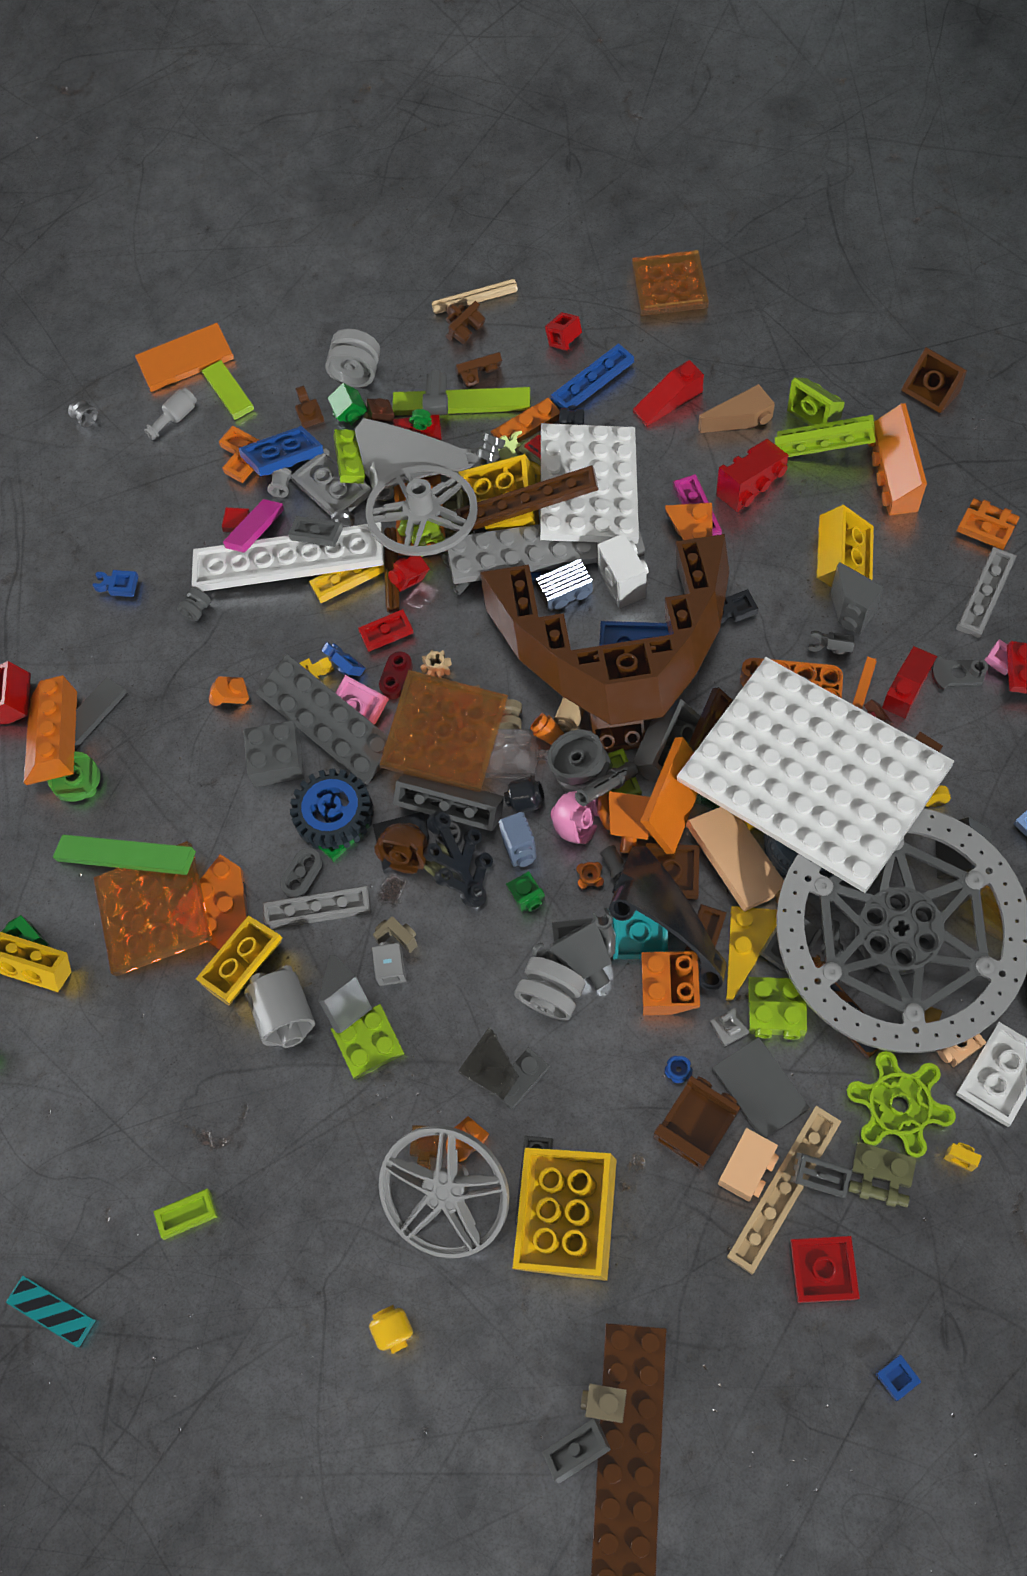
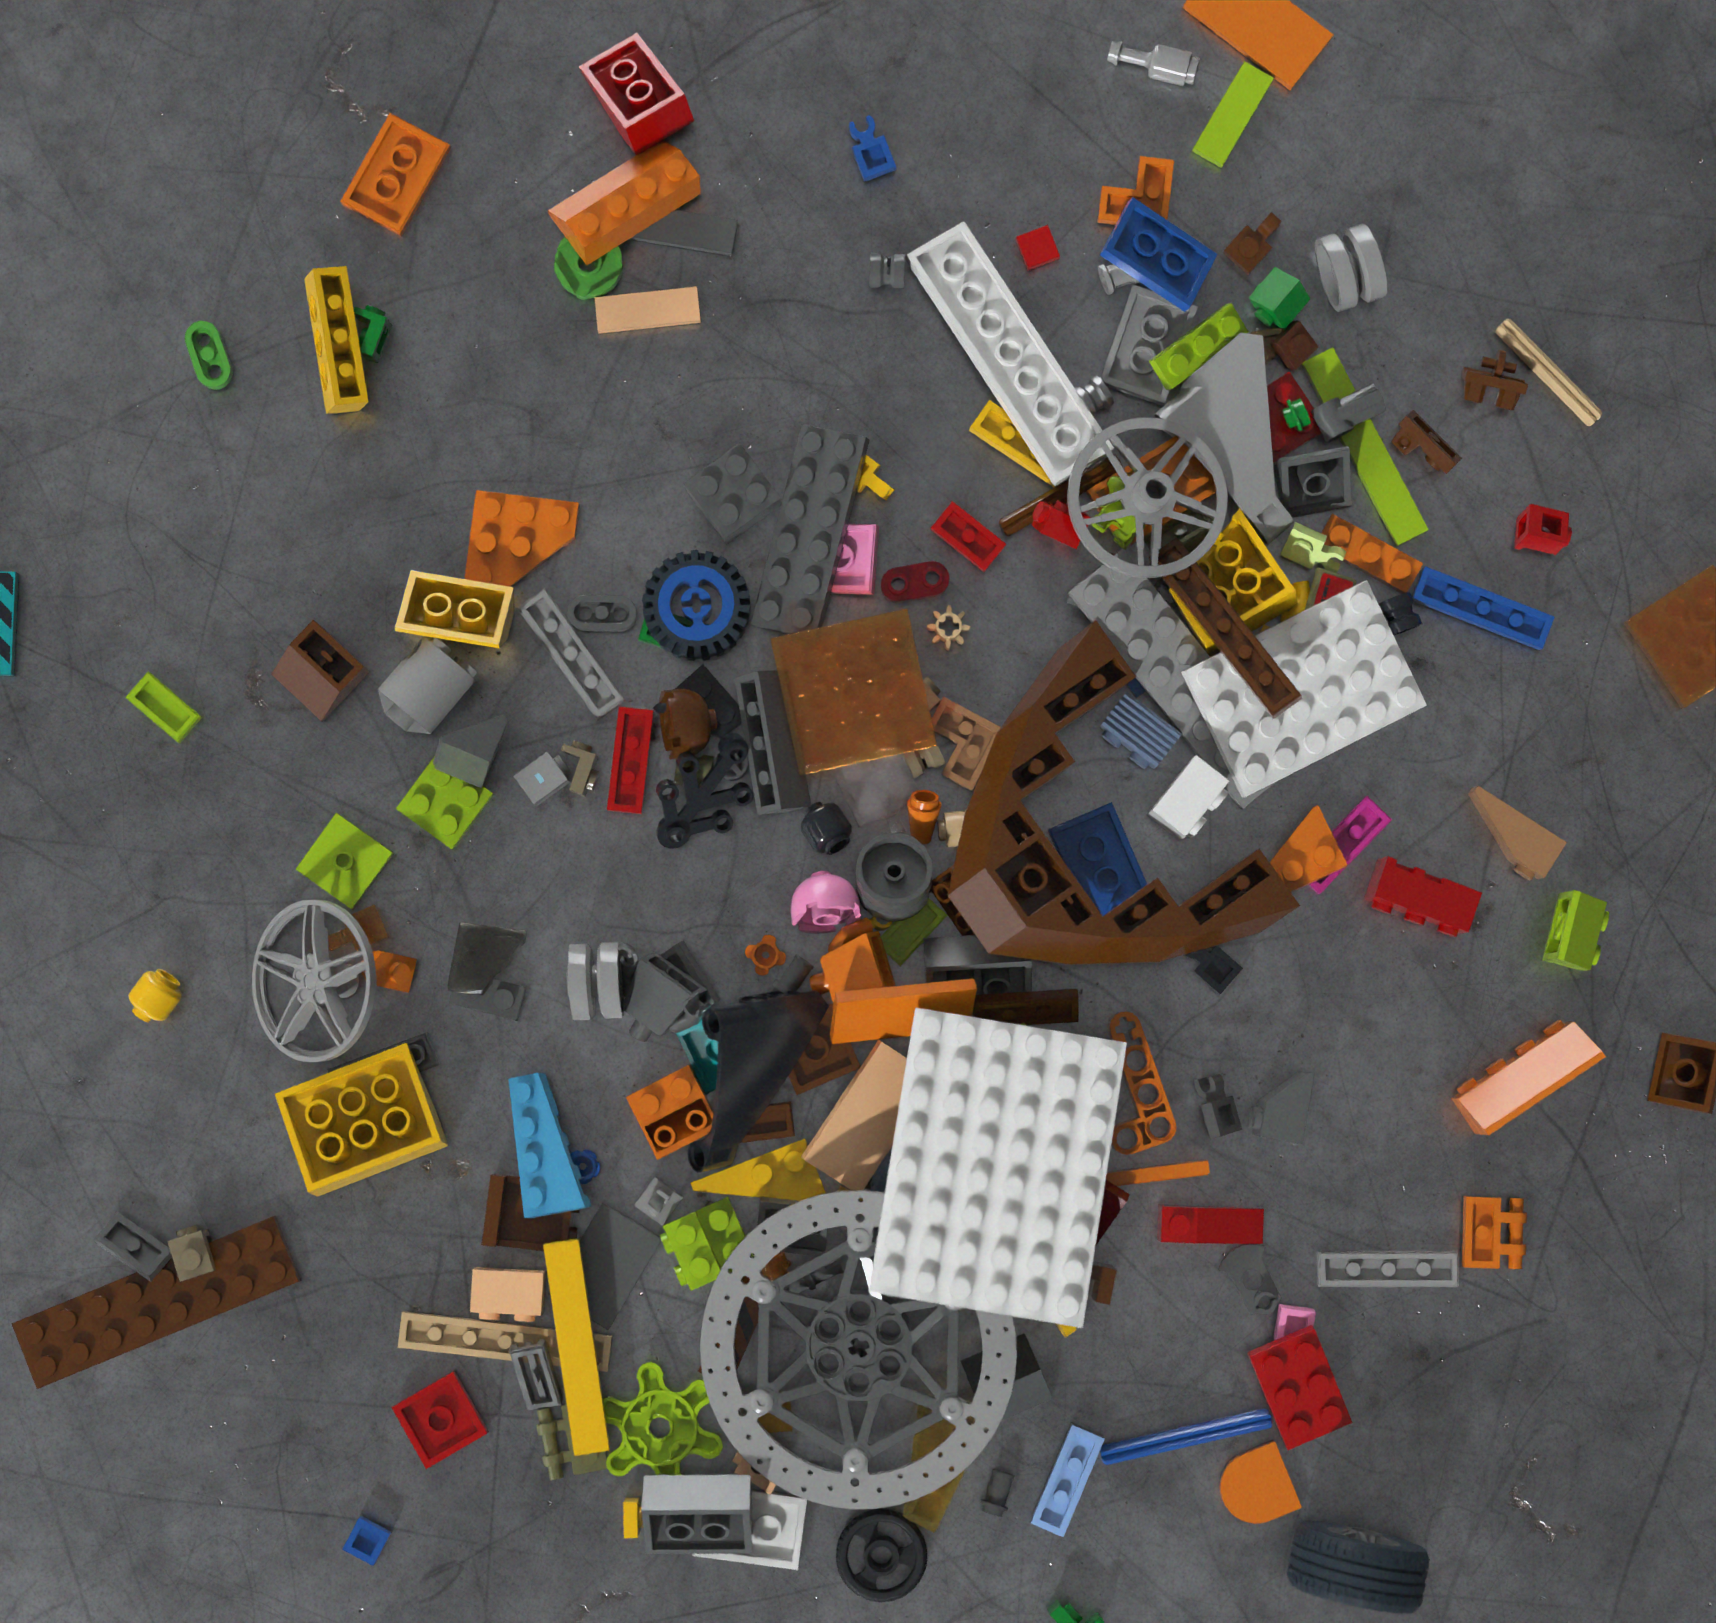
camera: 55 degrees right, 20 degrees up
(124, 854) = (515, 393): bright green tile -> none
(126, 756) = (647, 310): none -> light nougat tile
(150, 915) = (473, 463): clear orange plate -> none
(225, 1081) = (319, 670): none -> reddish brown slope
(228, 691) = (789, 387): orange plate -> none
(253, 525) = (1034, 281): dark pink tile -> none
(315, 531) = (1055, 373): dark grey plate -> none
(346, 663) = (899, 510): blue plate -> none
(368, 1134) = (344, 861): none -> lime plate
(410, 900) = (630, 760): none -> red plate
(465, 425) = (1314, 481): none -> dark grey slope
(490, 448) = (1286, 536): dark grey wheel -> none
(518, 839) = (758, 853): sand blue brick -> none
(519, 683) = (973, 739): none -> medium nougat plate
(526, 892) = (707, 891): green bracket -> none
(614, 779) = (845, 912): dark grey pin -> none
(663, 1089) = (544, 1163): none -> dark azure wing
(670, 393) = (1503, 725): red slope -> none
(814, 1131) = (576, 1347): none -> yellow tile
(827, 436) = (1519, 970): lime fence -> none
(844, 539) = (1362, 1066): yellow slope -> none
(874, 706) = (1139, 1205): copper plate -> none
(981, 1101) = (697, 1514): none -> dark grey slope

